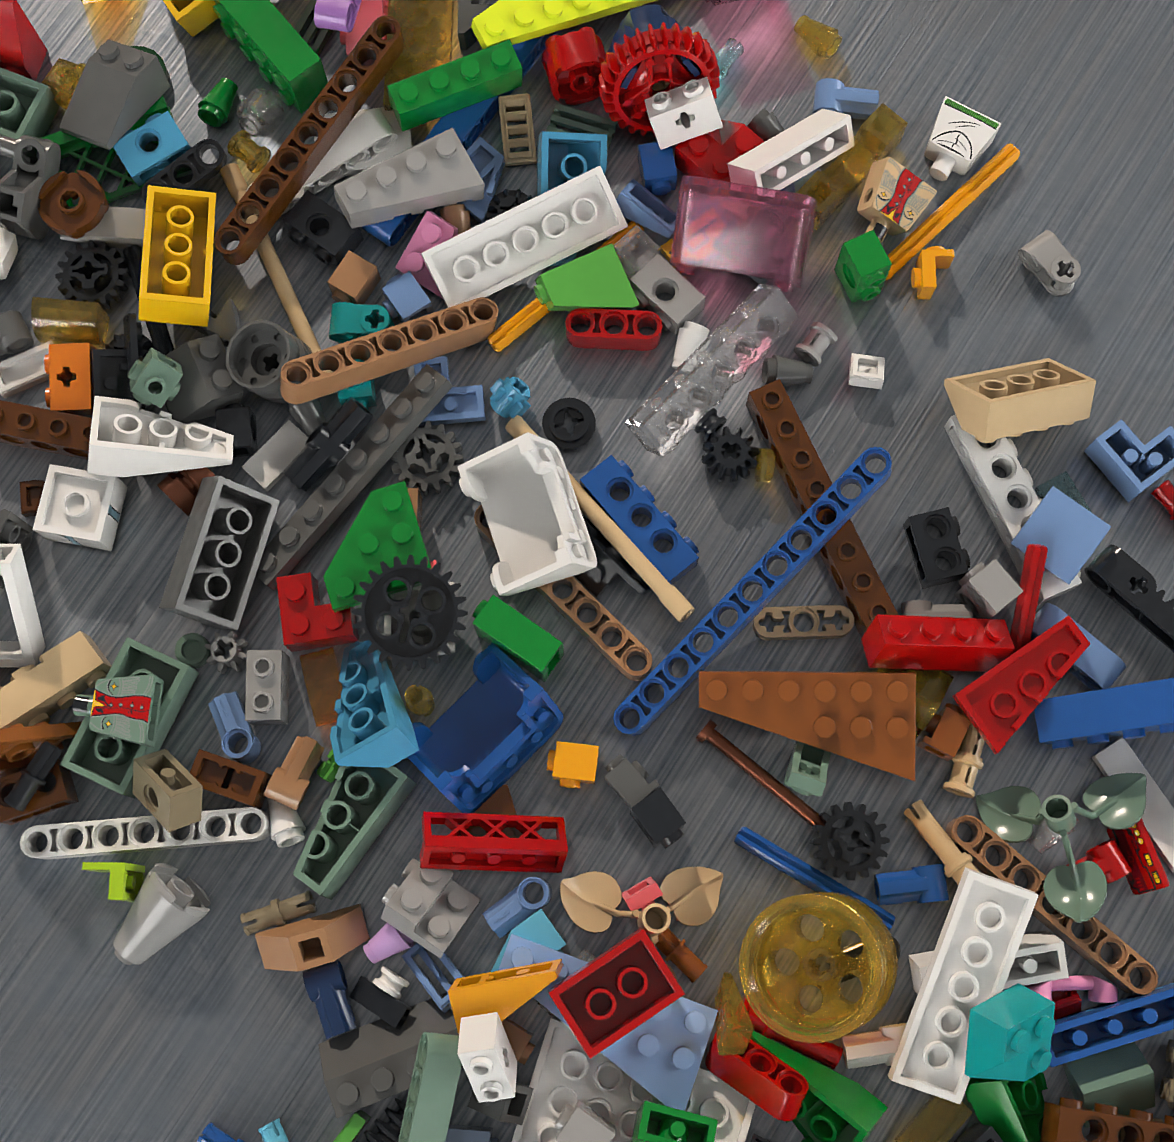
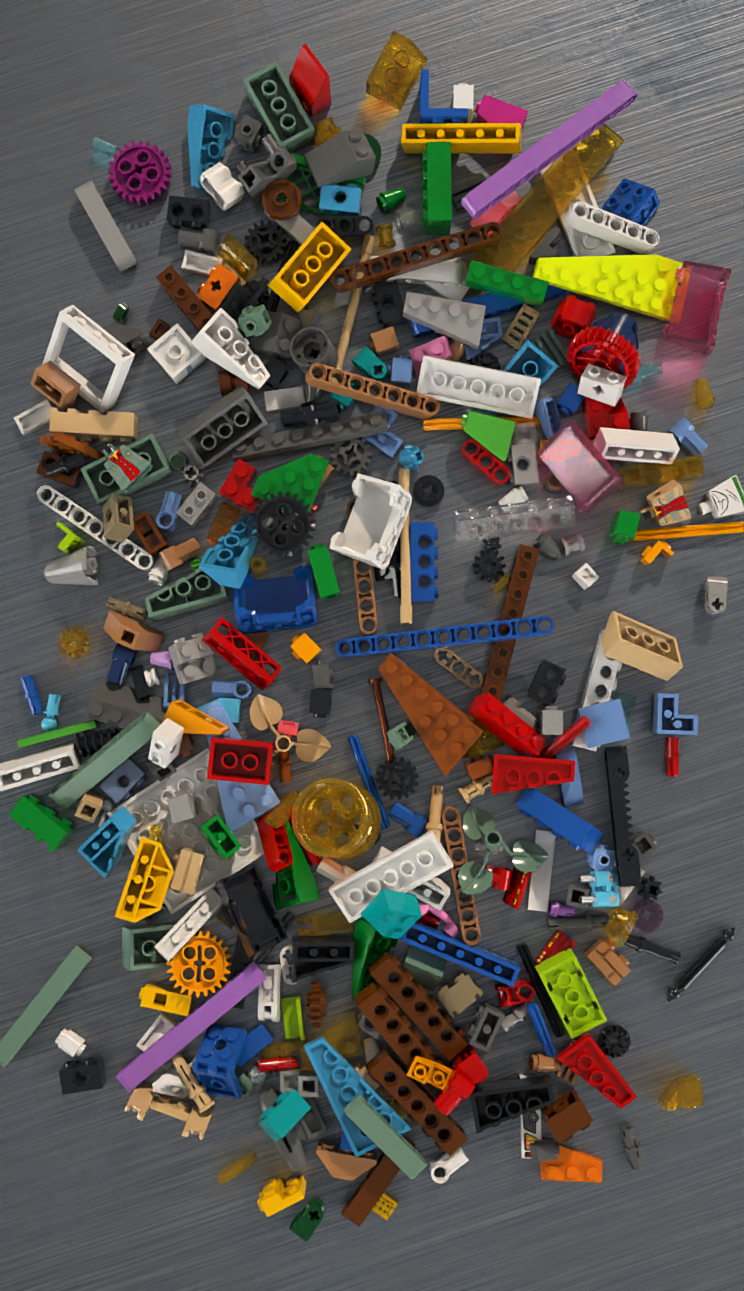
camera: 40 degrees right, 10 degrees up
(243, 1036) = (66, 644): none -> clear yellow gear
(723, 286) = (552, 483): none -> dark tan plate

